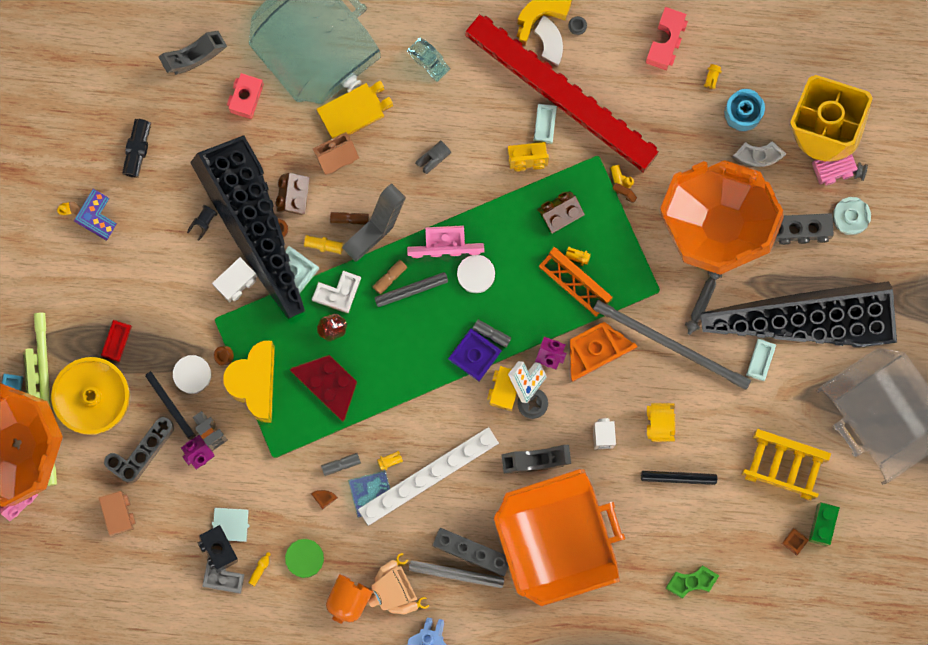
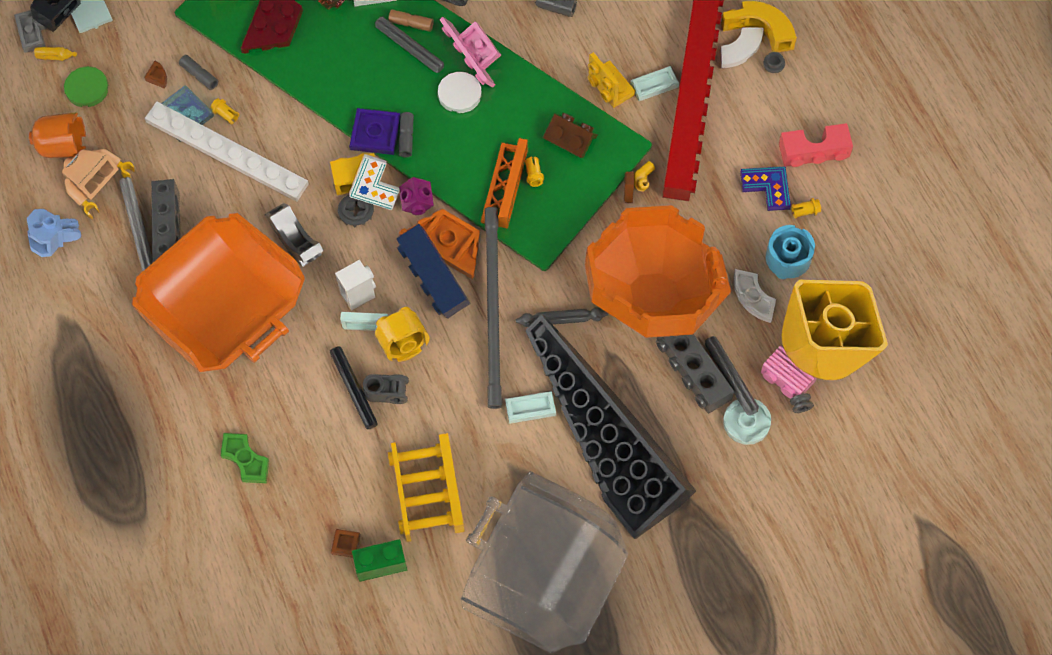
camera: 65 degrees right, 15 degrees down
(621, 373) = (433, 271): none -> dark blue brick
(632, 443) = (360, 321): none -> light aqua tile
(676, 87) = (772, 181): none -> dark purple tile
(695, 451) = (388, 388): none -> dark grey piece
(816, 207) = (731, 375): none -> dark grey axle

